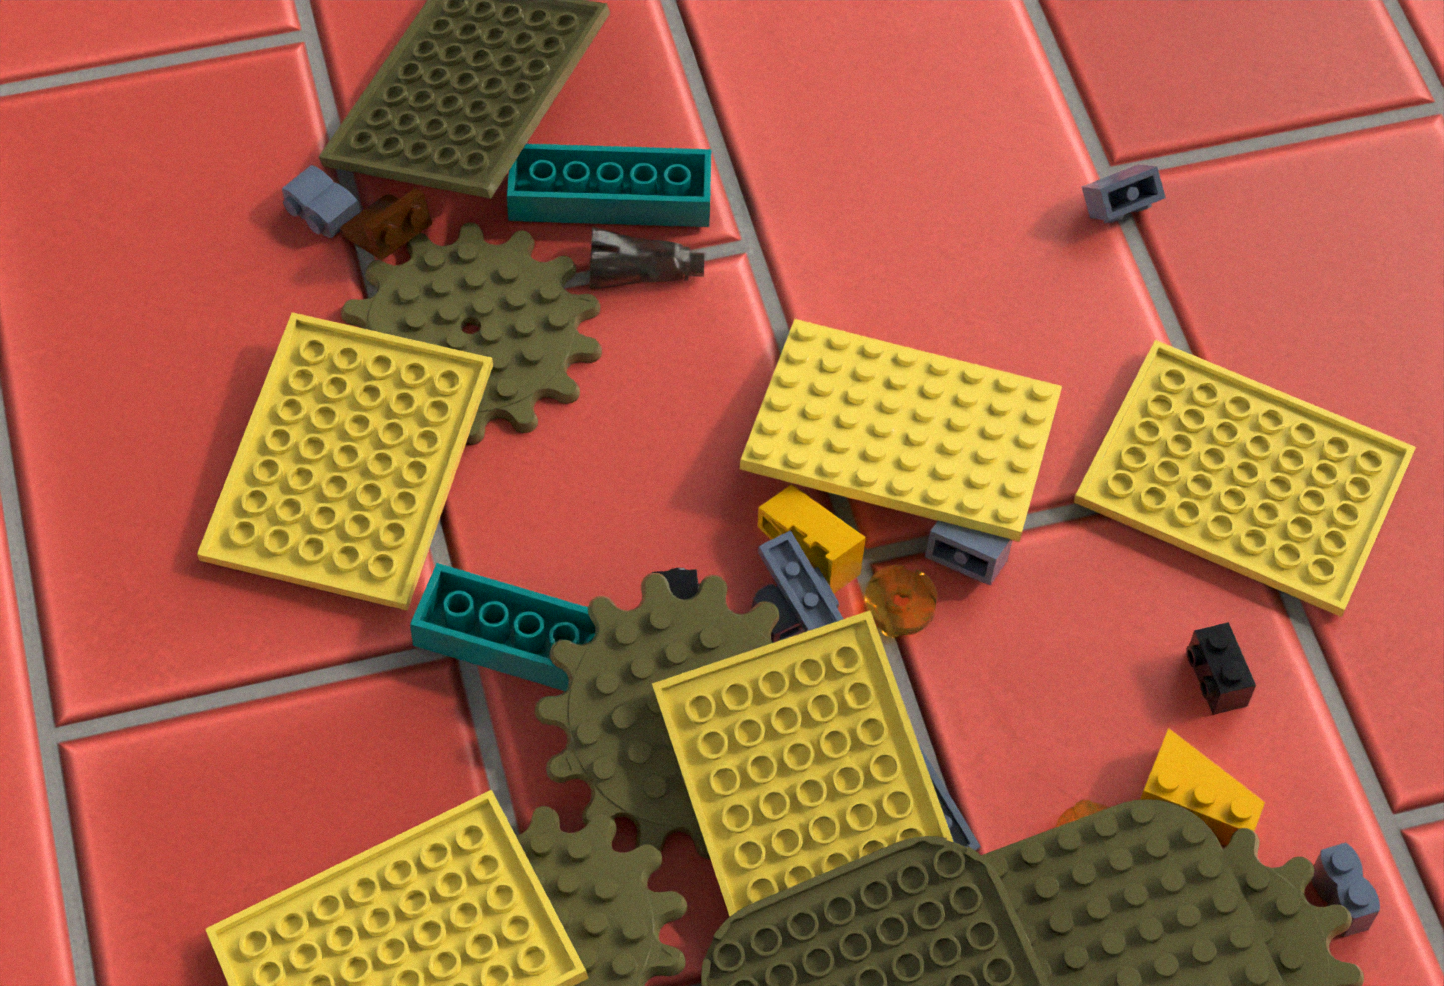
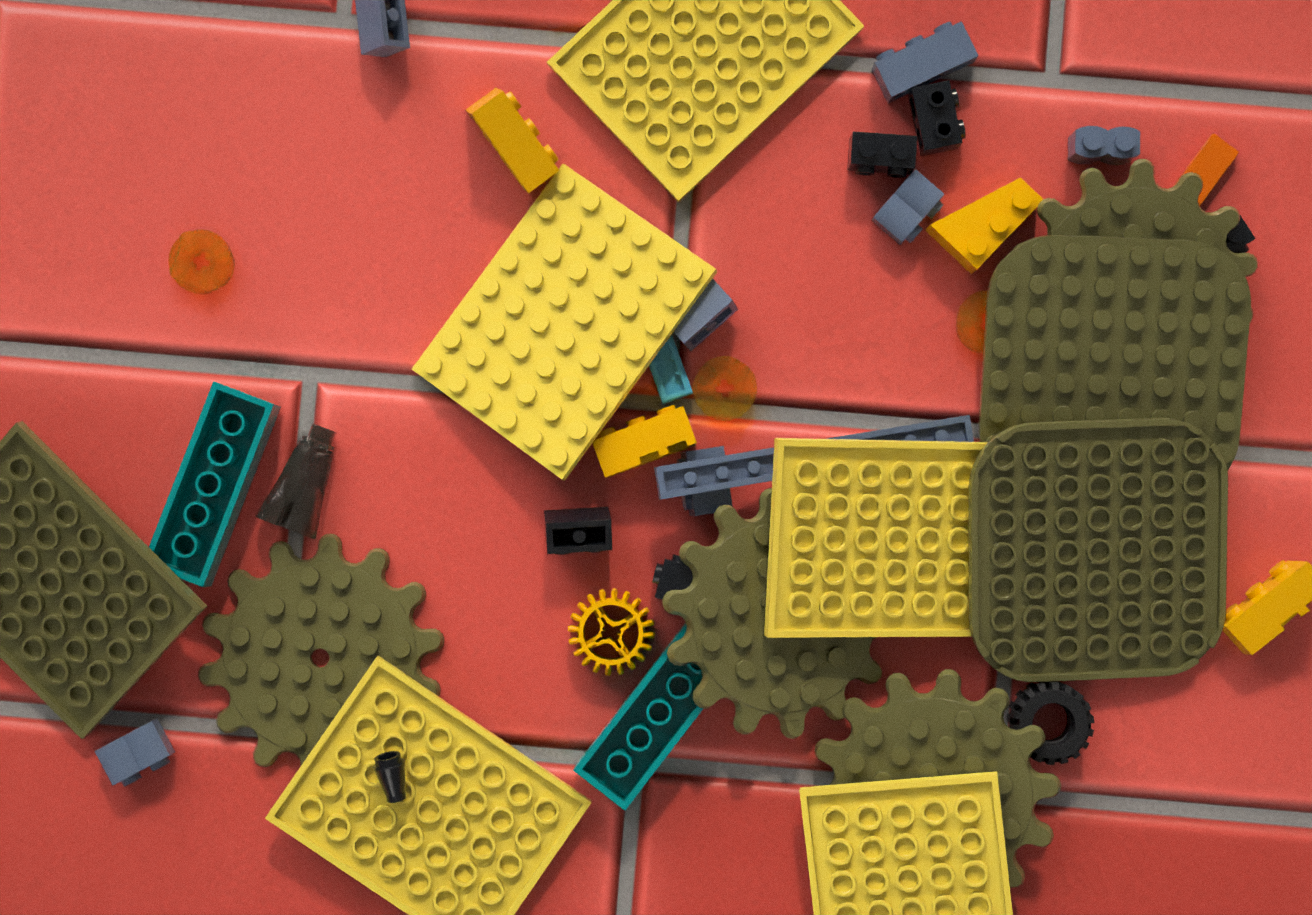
camera: 65 degrees left, 30 degrees up
(373, 402) = (391, 775): none -> black cone
(388, 223) = (183, 701): reddish brown bracket -> none
(595, 558) = (587, 646): none -> yellow gear
(692, 503) = (578, 530): none -> black brick
(820, 111) = (182, 263): none -> clear yellow plate
(896, 540) = (670, 374): none -> medium azure plate
(1064, 329) = (514, 138): none -> yellow wedge
(1179, 709) = (908, 207): none -> sand blue brick
(1285, 710) = (936, 118): none -> black brick
(1338, 681) = (924, 60): none -> sand blue brick

